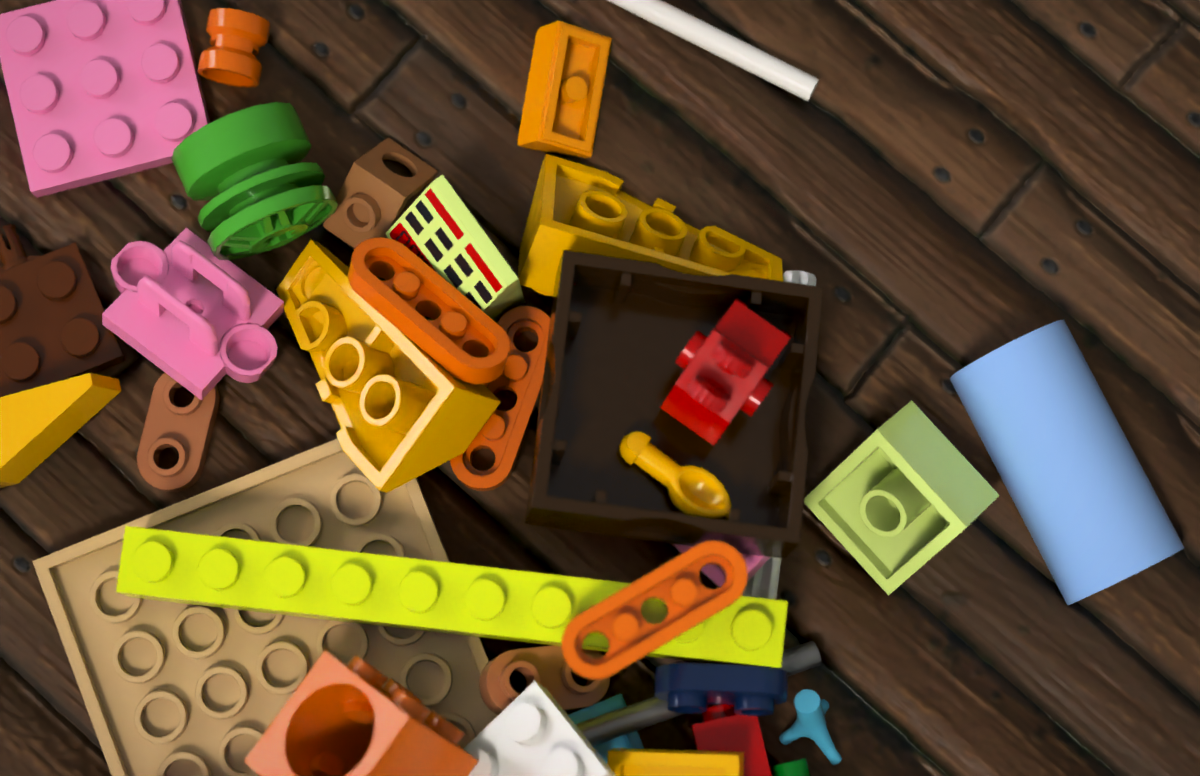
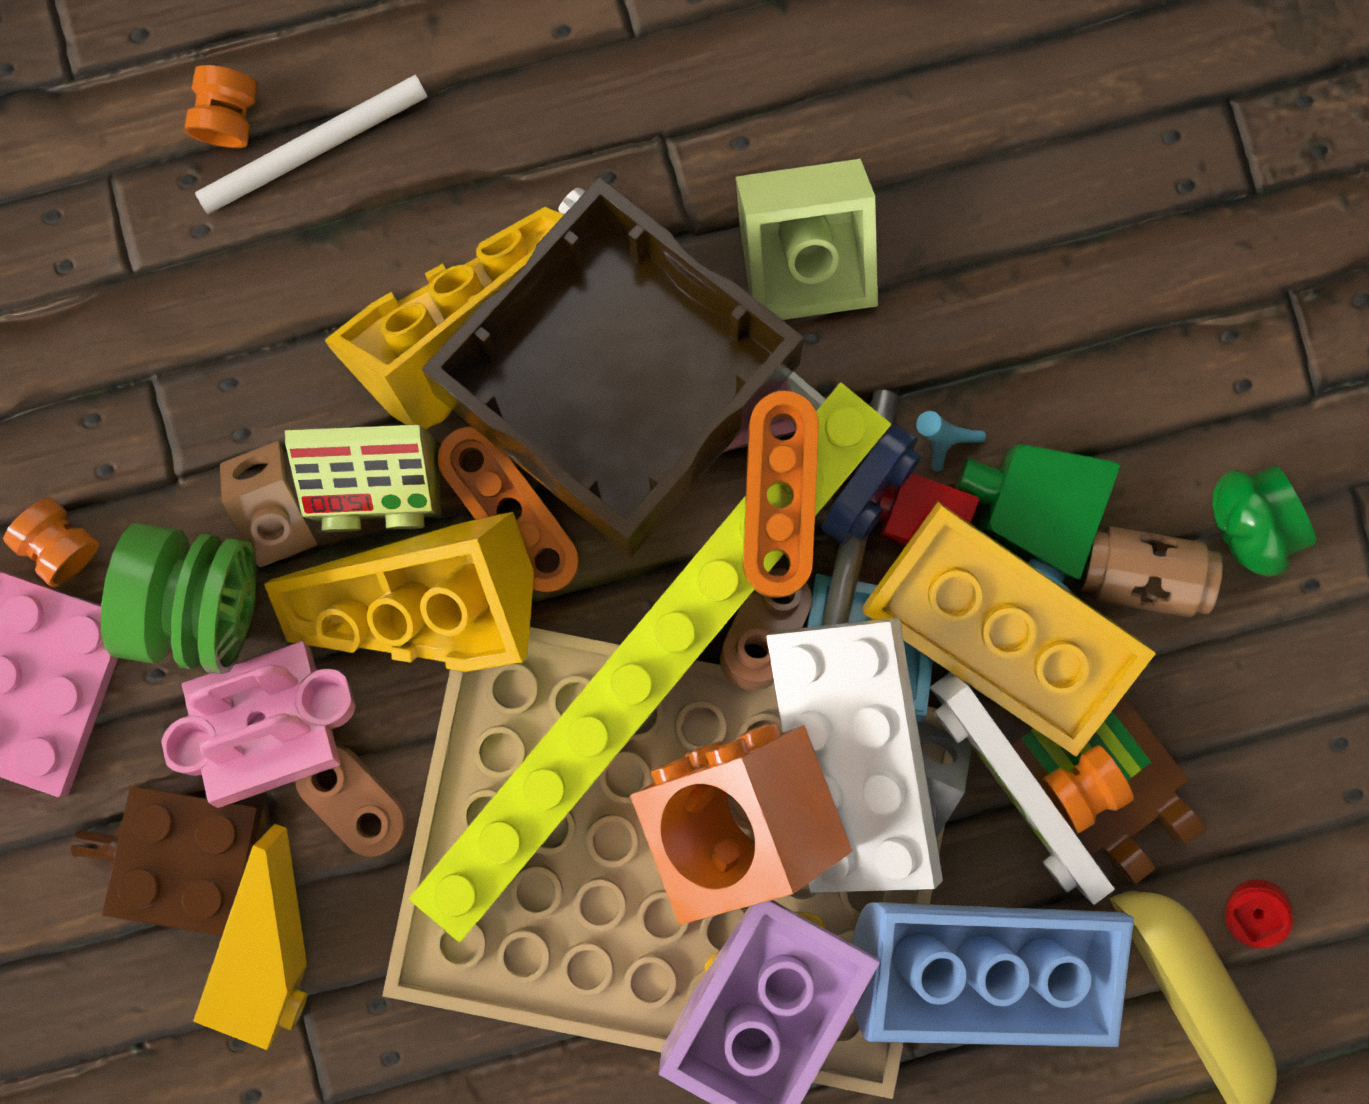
camera: 70 degrees left, 5 degrees up
(458, 336) = (431, 506): orange plate -> none
(564, 90) = (279, 290): light orange slope -> none
(689, 487) = (692, 400): yellow piece -> none
(725, 372) = (617, 304): red hinge -> none
(1066, 462) = (868, 91): light blue brick -> none

